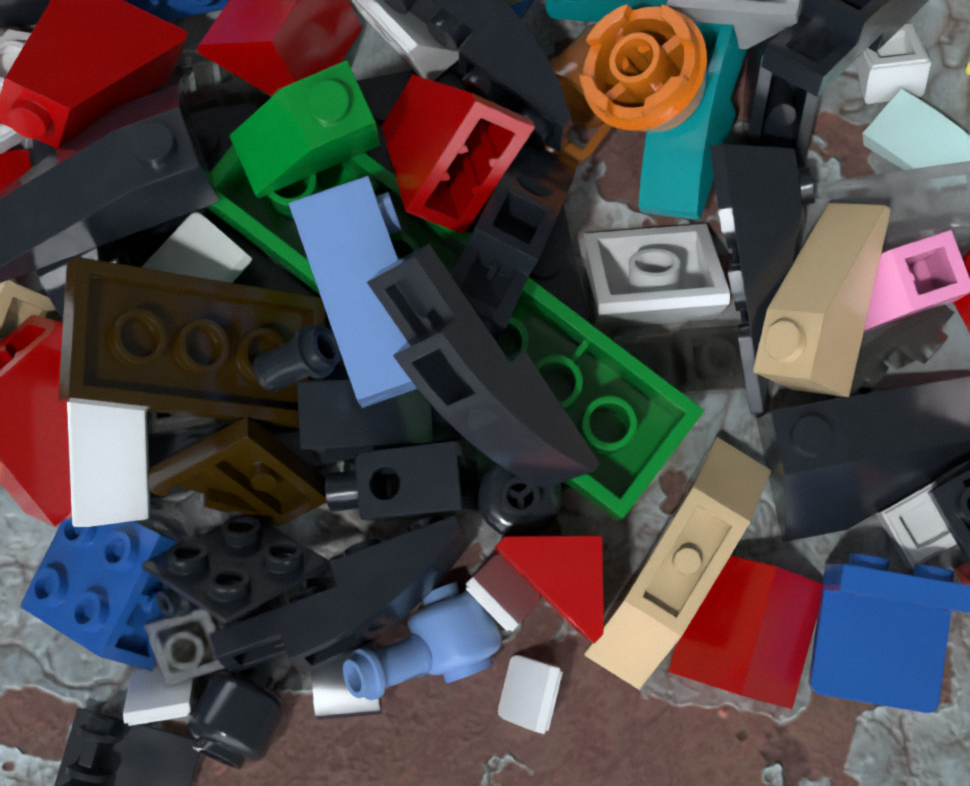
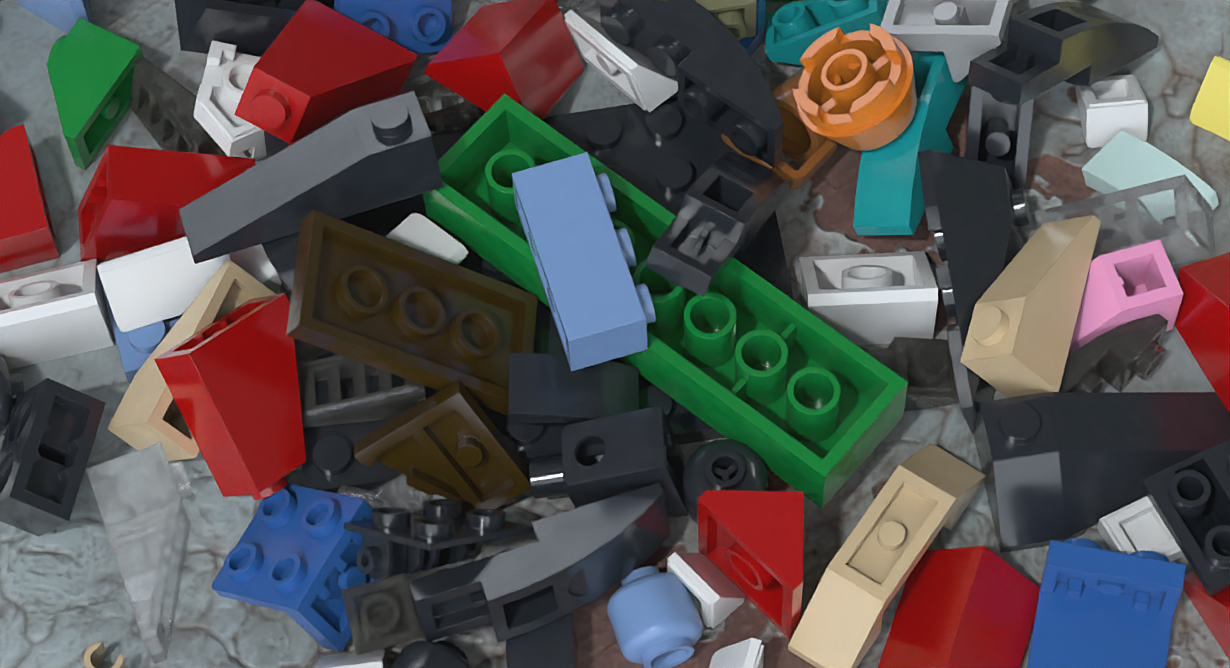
camera: 10 degrees right, 20 degrees down
(108, 464) = (319, 423): white slope -> none
(305, 130) = (530, 121): green slope -> none
(308, 354) = (523, 319): black pin -> none
(373, 671) = (573, 633): medium blue pin -> none
(450, 150) = (668, 139): red slope -> none
(466, 377) = (686, 333): black slope -> none

